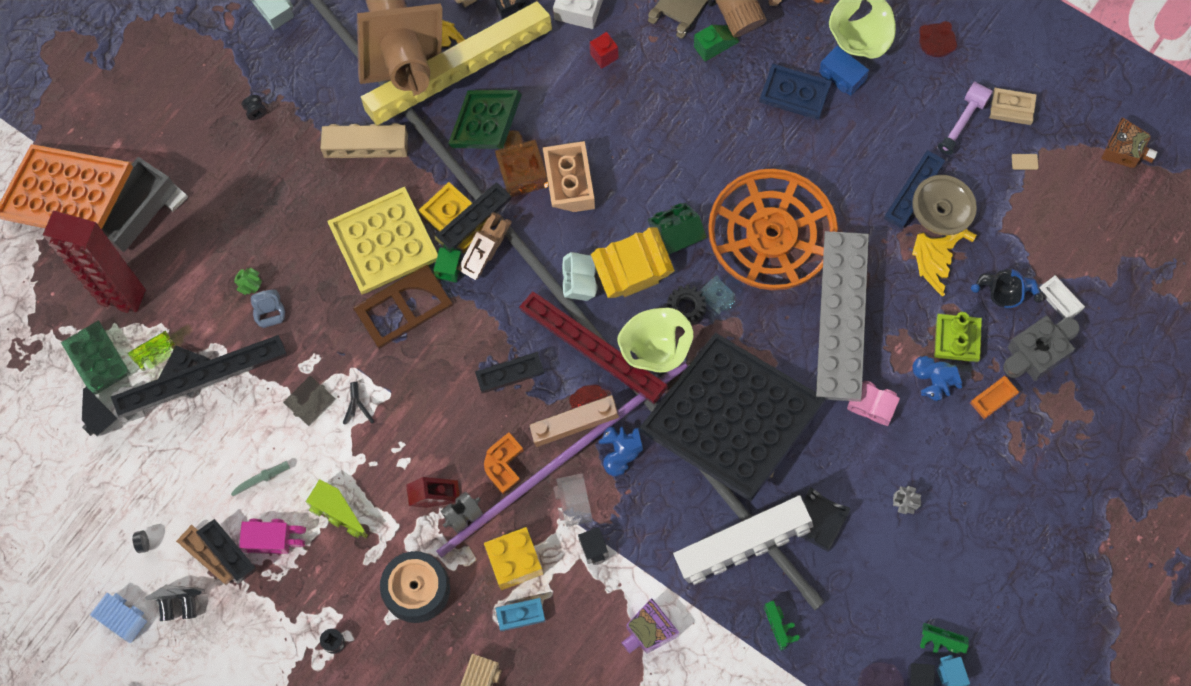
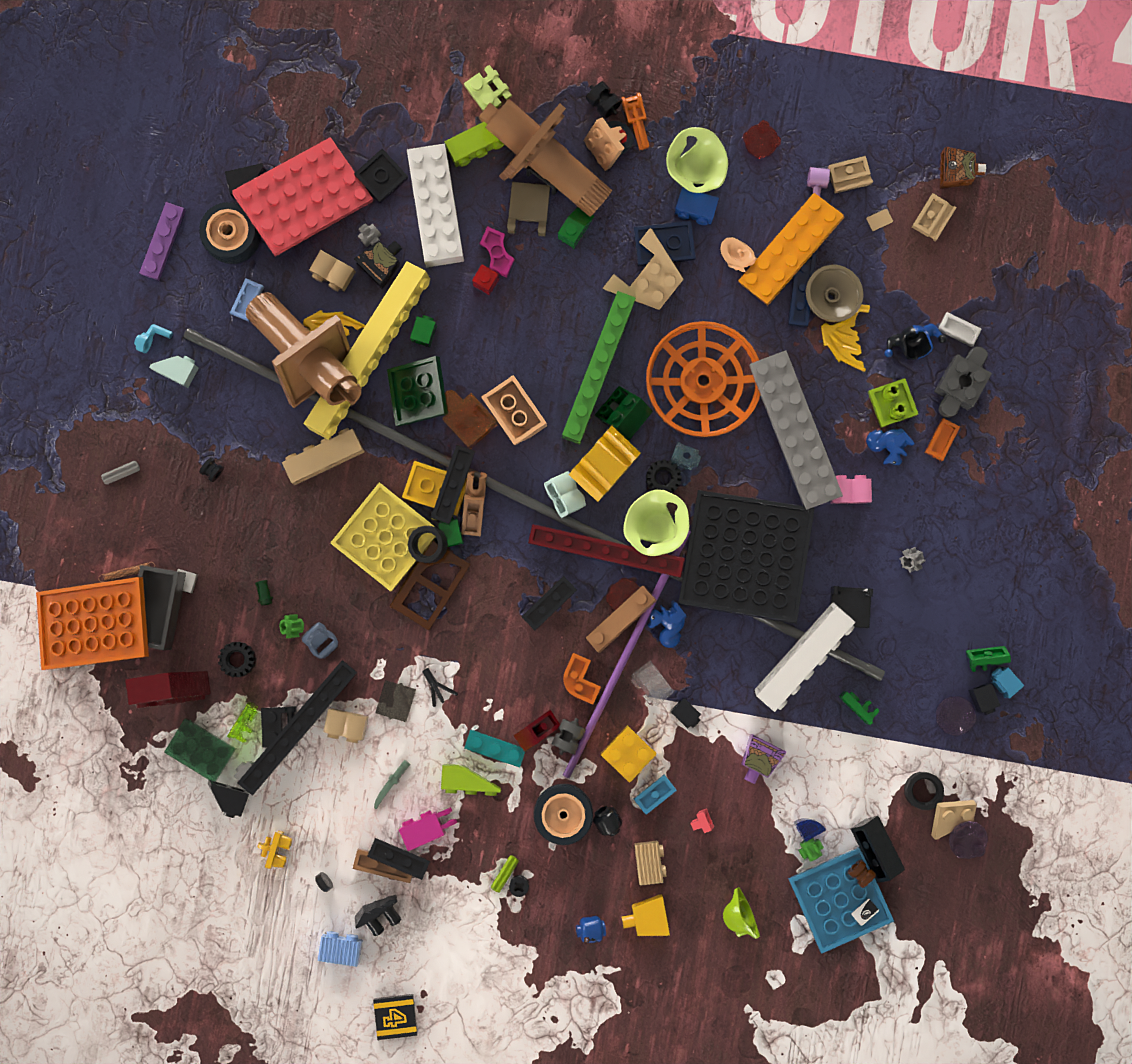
camera: 30 degrees left, 15 degrees up
(110, 484) = (279, 841): none -> yellow hips
(169, 74) = (120, 472): none -> light grey axle
(173, 279) = (226, 653): none -> black tyre
(238, 244) = (263, 593): none -> dark green pin
(248, 398) = (345, 724): none -> tan brick
(324, 622) = (504, 874): none -> lime axle
(382, 492) = (494, 748): none -> teal plate
(409, 250) = (413, 544): none -> black tyre
(457, 617) = (607, 821): none -> black head
(520, 71) = (423, 331): none -> green brick
(556, 666) = (703, 821): none -> coral tile
(629, 24) = (493, 242): none -> dark pink tile
(672, 175) = (598, 367): none -> bright green brick
(768, 121) = (655, 281): none -> tan wing
(863, 130) = (737, 254): none -> light nougat hat
(919, 147) = (791, 249): none -> light orange plate
(1081, 180) = (933, 217): none -> tan plate

